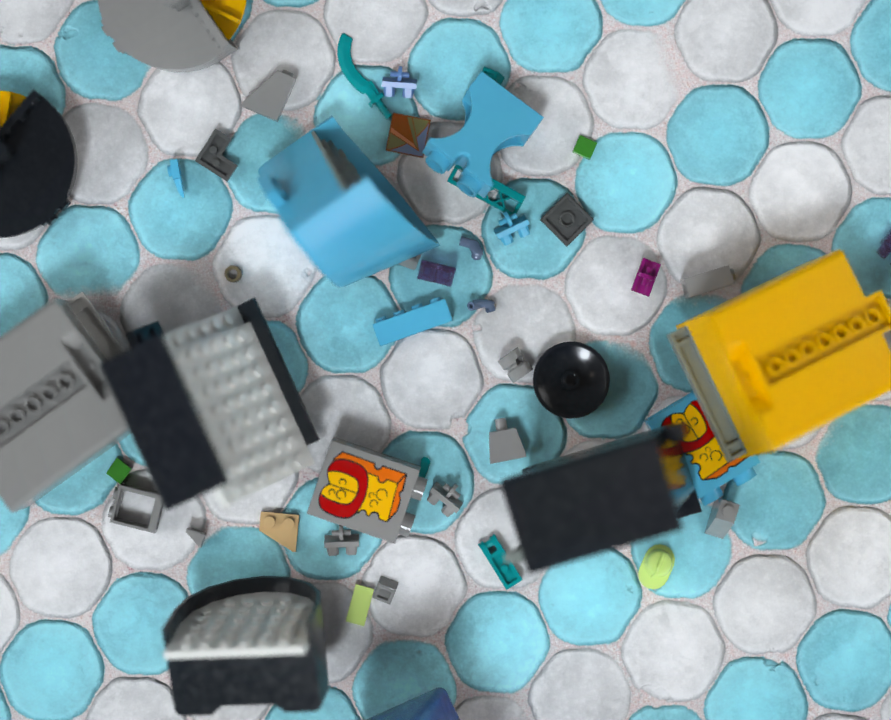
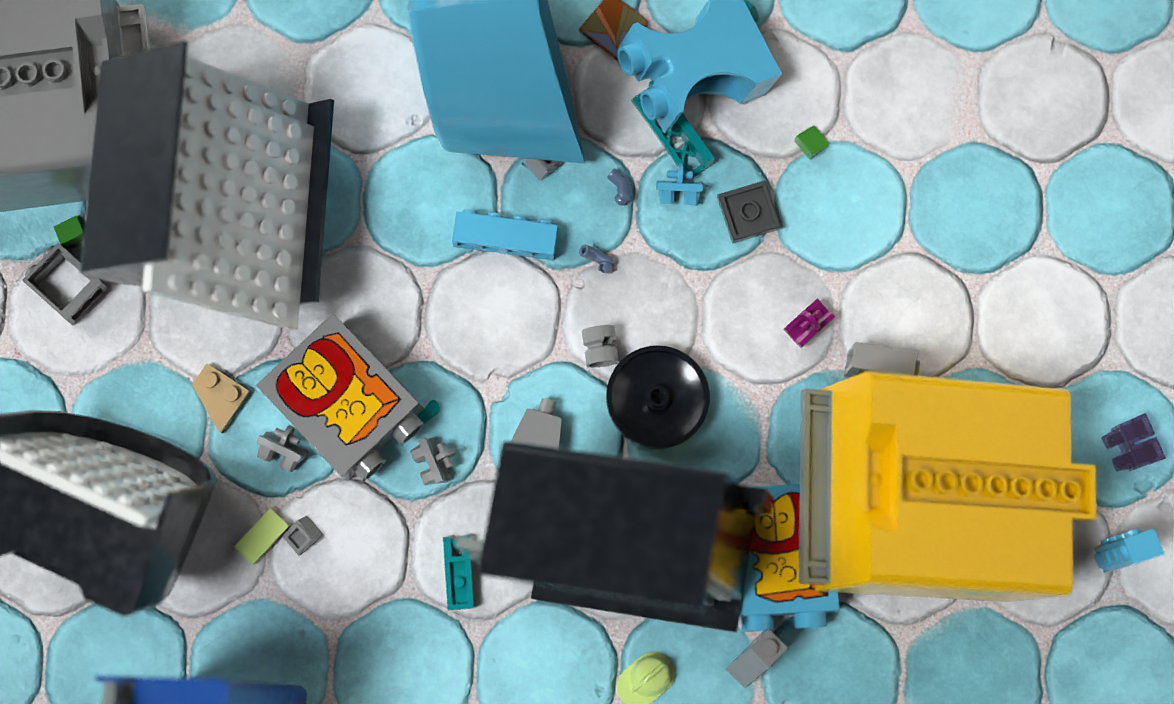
camera: 20 degrees right, 10 degrees down
(196, 535) = (115, 353): light grey slope -> none
(239, 273) = (328, 70): dark tan axle -> none
(436, 273) = (563, 193): clear purple hips -> none

